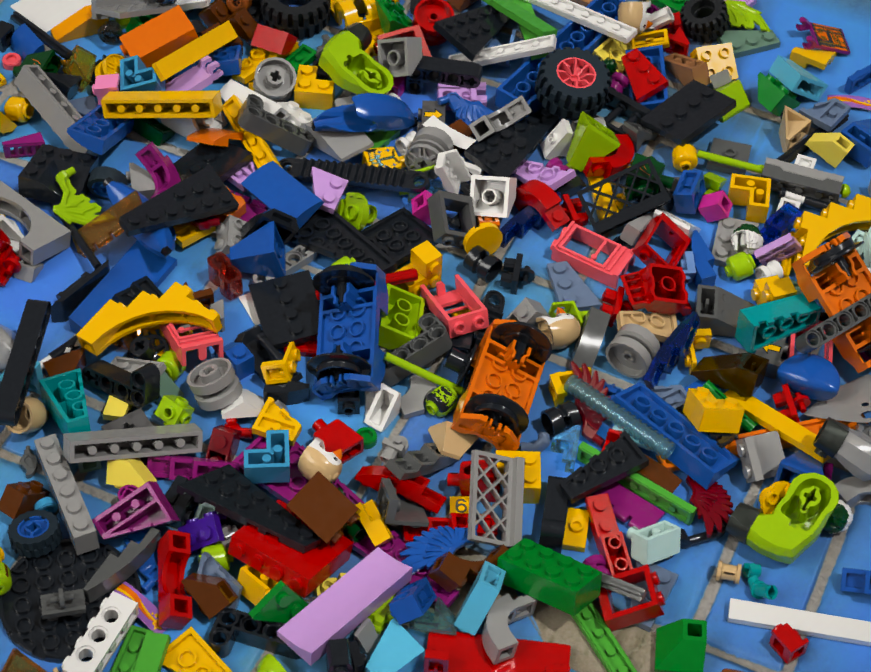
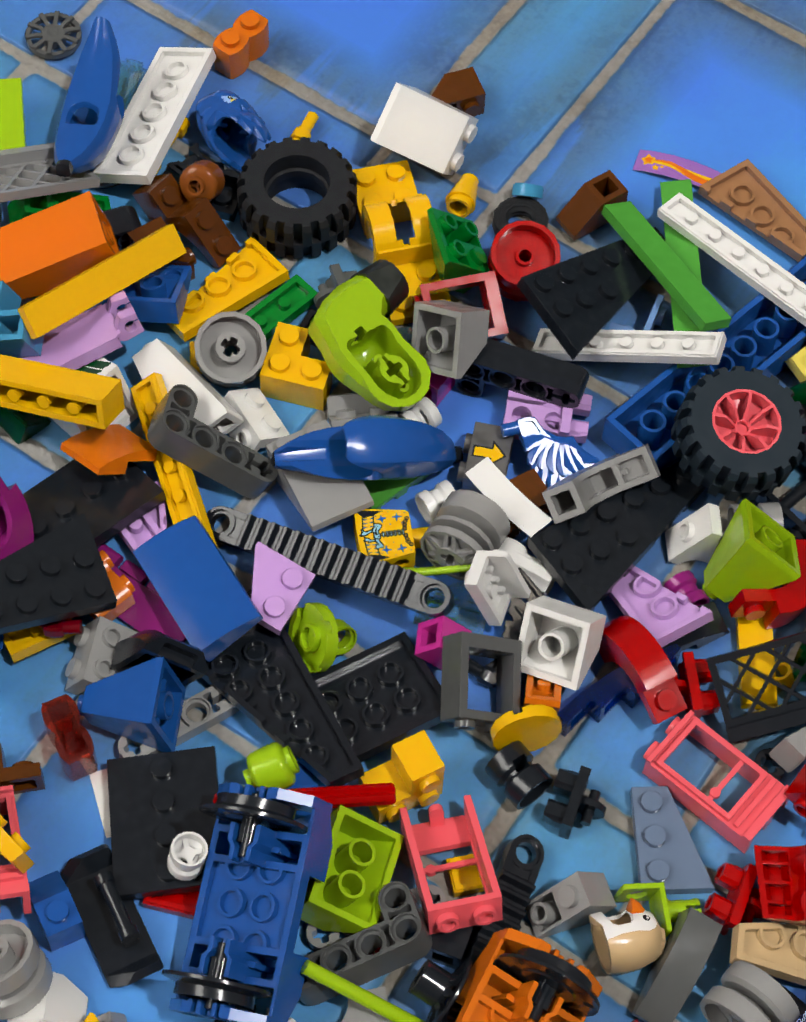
camera: 10 degrees right, 10 degrees up
(219, 307) = (45, 809): light grey slope -> none
(273, 40) = (245, 265): red brick -> none
(281, 370) = (130, 955): yellow bracket -> none
(294, 393) = (140, 998): black slope -> none
(307, 317) = (190, 848): none -> white wheel

